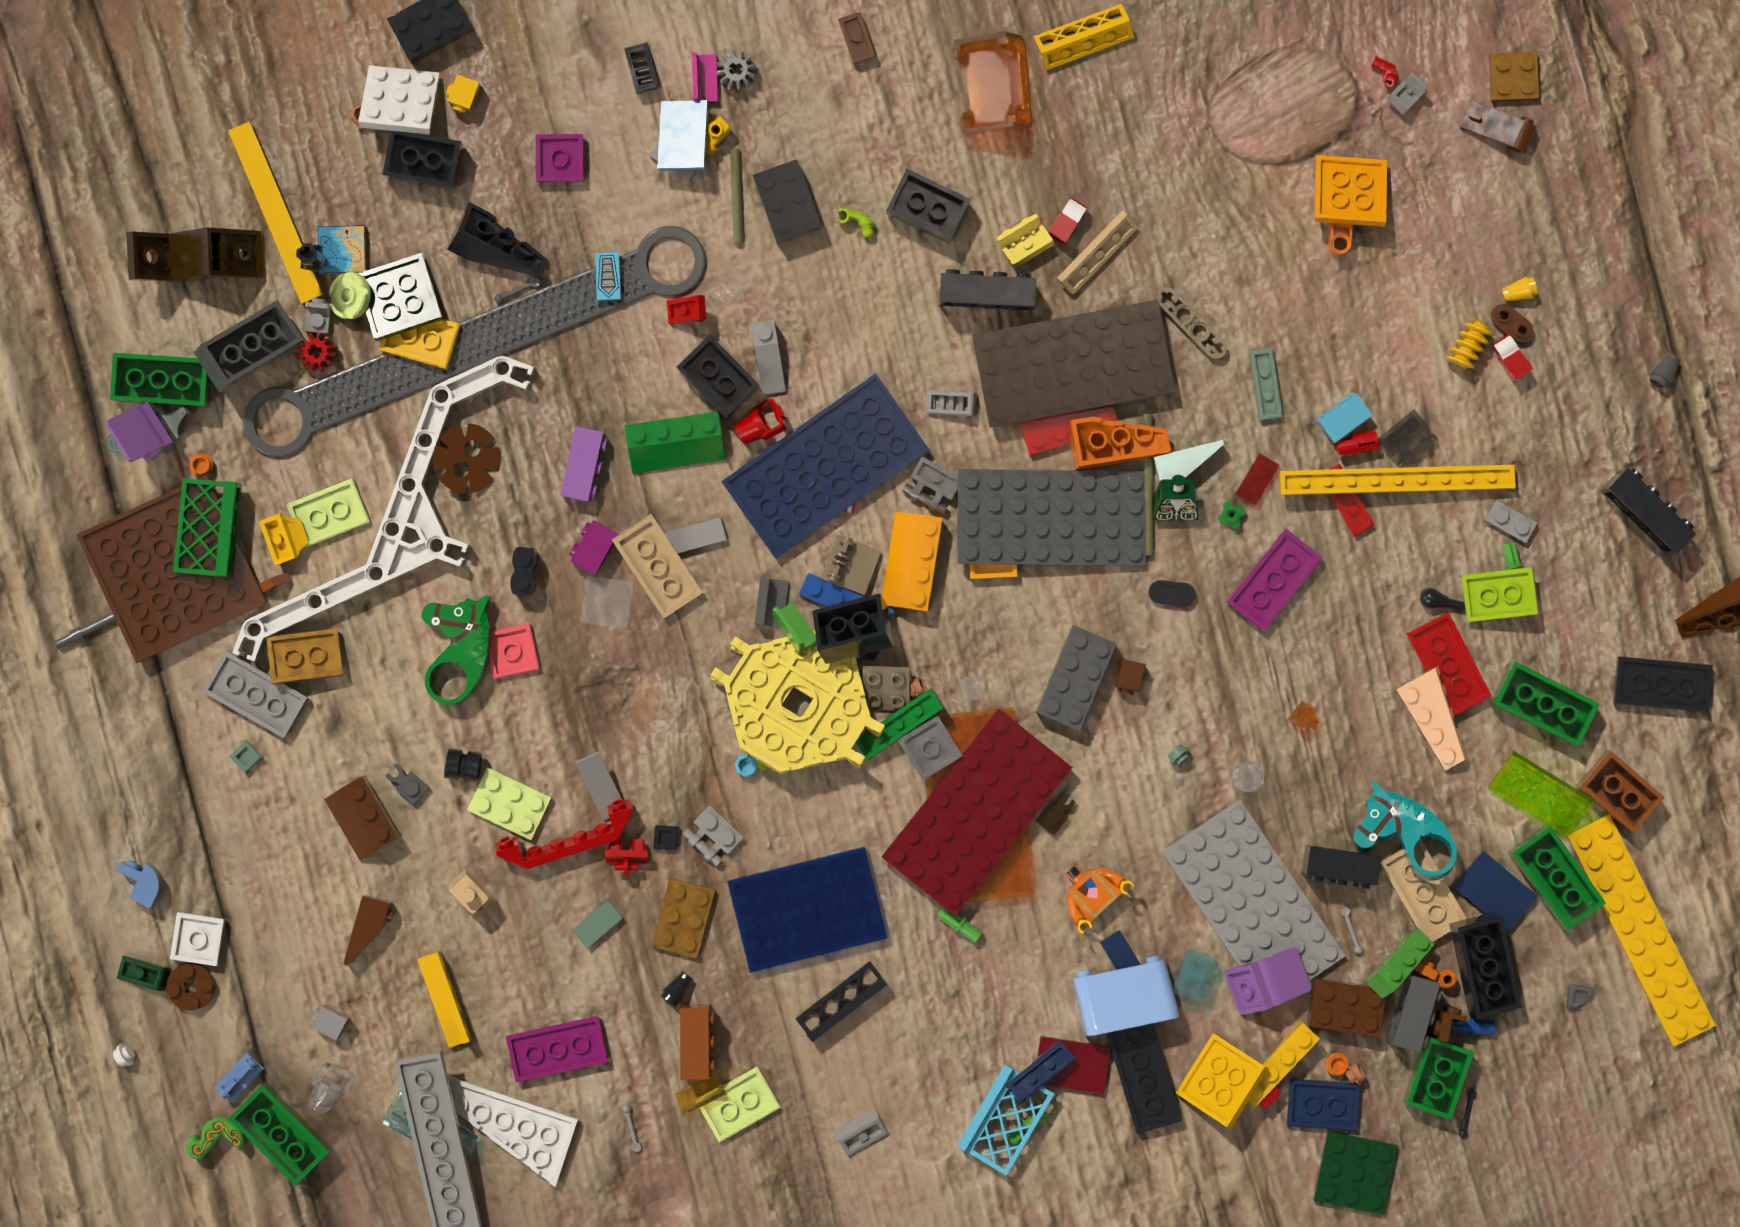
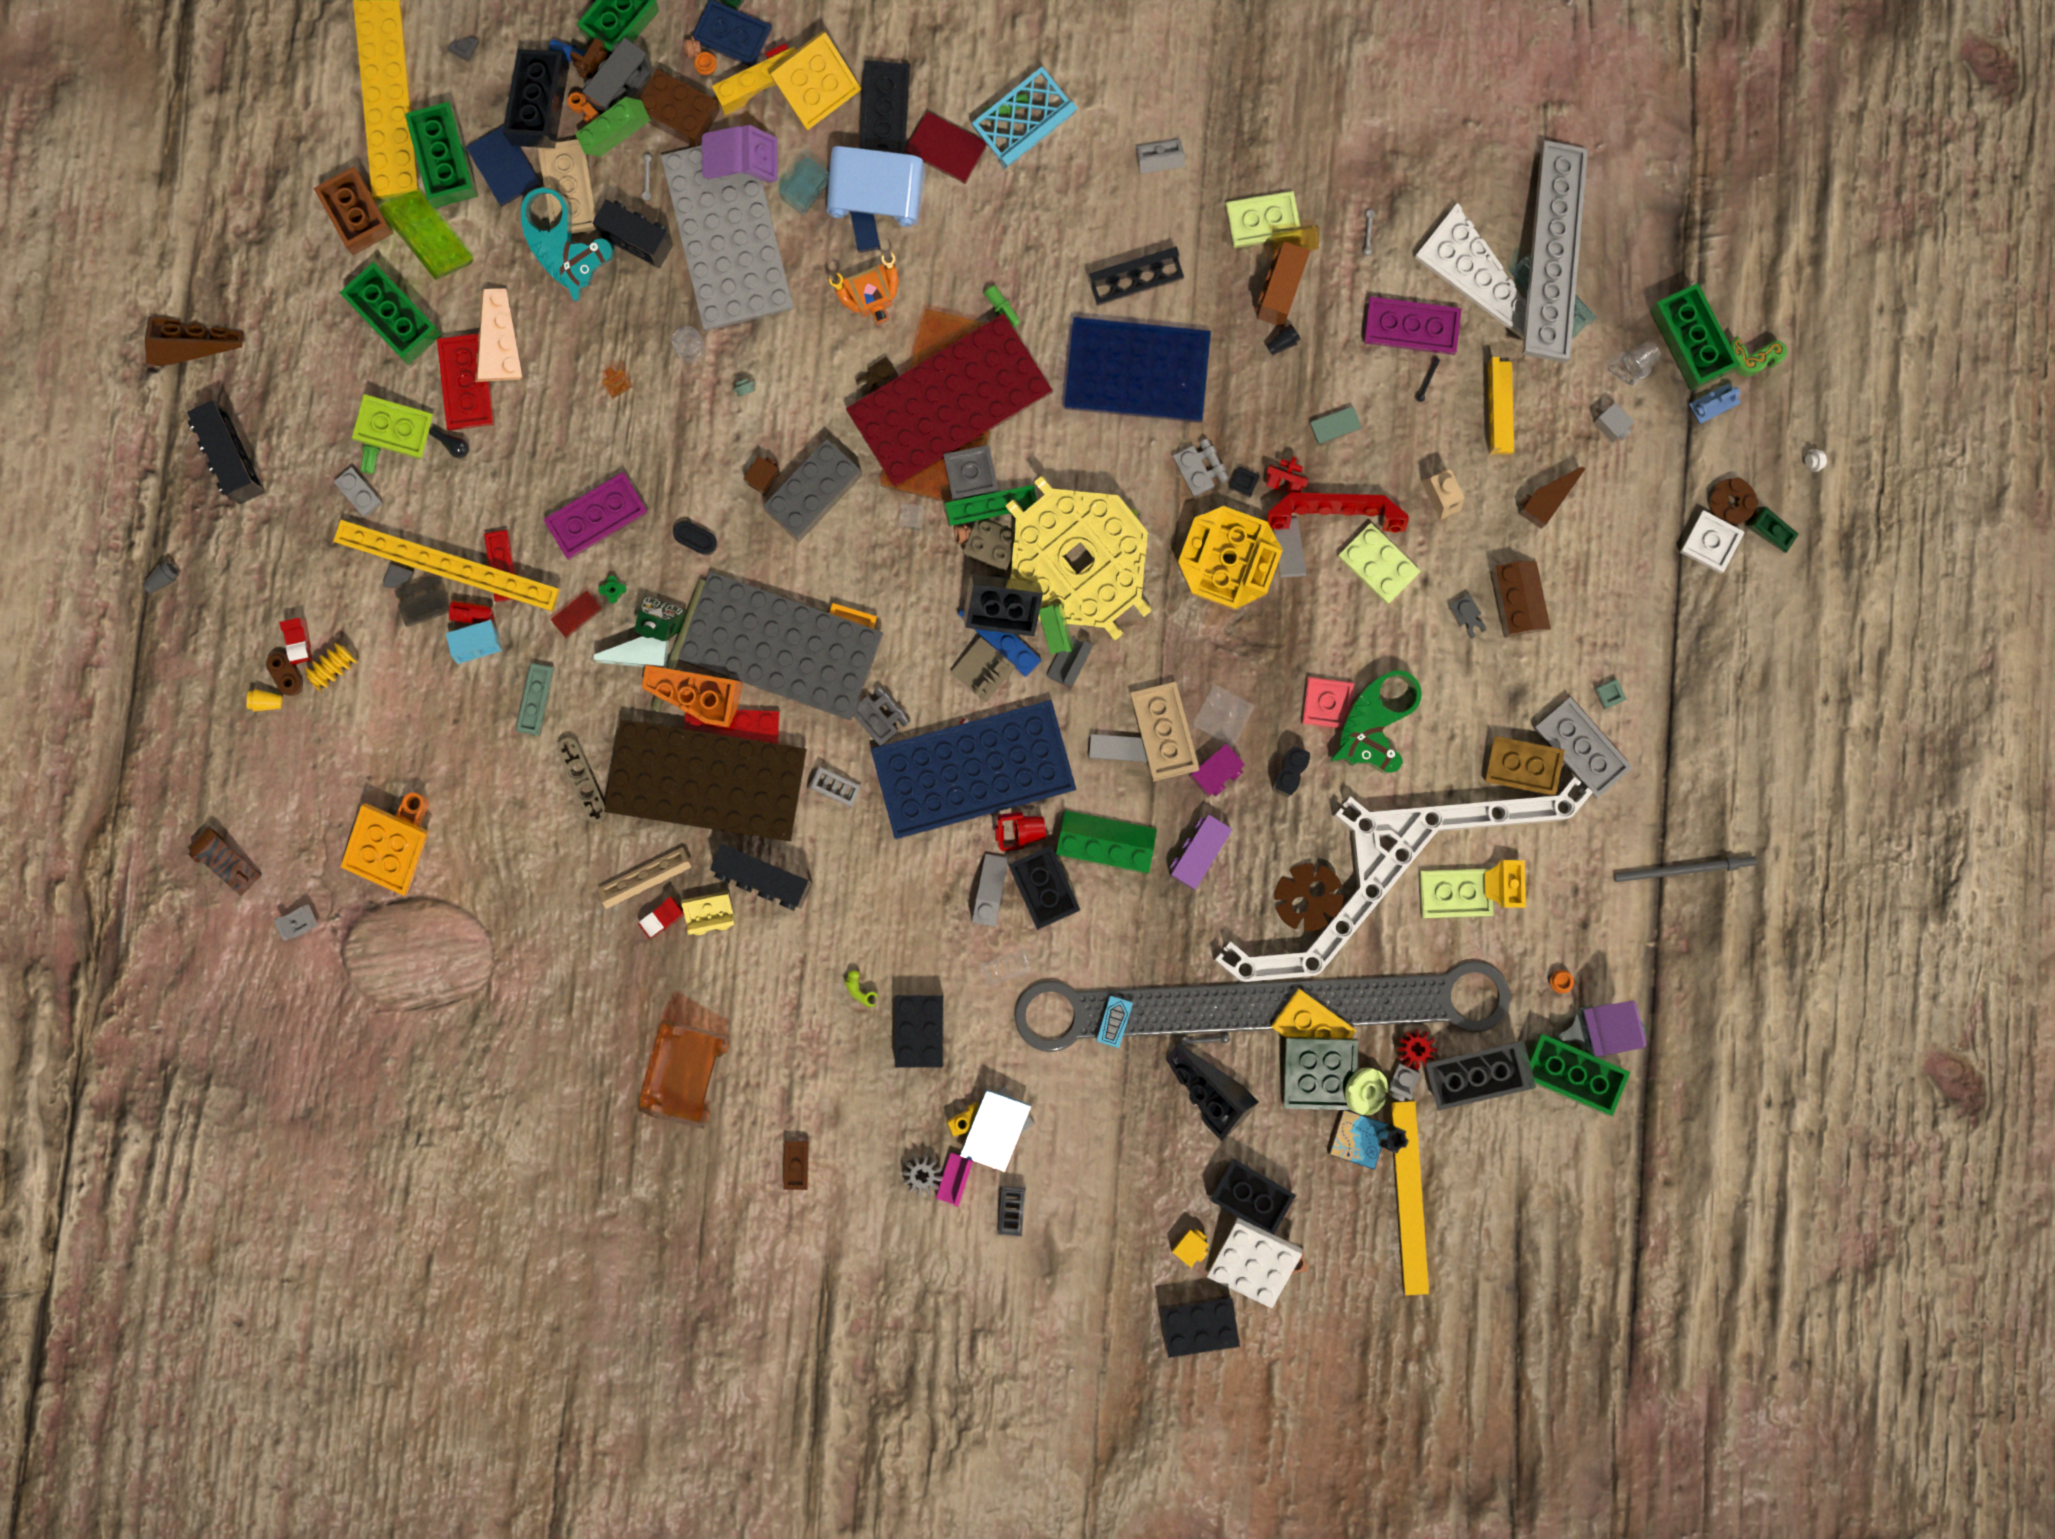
camera: 160 degrees left, 5 degrees down
(135, 571) = (1623, 892): reddish brown plate -> none
(148, 883) = (1741, 609): medium blue brick -> none
(194, 255) = (1503, 1182): dark brown bracket -> none
(227, 532) = (1556, 914): green fence -> none
(274, 582) = (1530, 845): dark orange tile -> none
(463, 765) = (1410, 612): black wheel -> none
(525, 982) = (1421, 396): none -> black hinge
(559, 158) = (1120, 1152): magenta plate -> none
(628, 760) = (1236, 534): none -> yellow piece
(683, 918) = (1254, 403): pearl gold plate -> none
(686, 309) = (1051, 963): red slope -> none
(736, 196) = (965, 1055): olive bar -> none
(745, 765) = (1148, 519): medium azure tile -> none
(911, 561) = (925, 652): light orange slope -> none
(928, 206) = (787, 978): black brick -> none
(1040, 1072) = (977, 146): dark blue tile -> none
(1085, 40) = (579, 1084): yellow fence -> none
(1388, 71) = (306, 952): red arm -> none
(1441, 453) = (396, 576): none -> flat silver tile
(1514, 76) = (191, 904): pearl gold plate -> none
(1662, 684) = (277, 295): black plate -> none

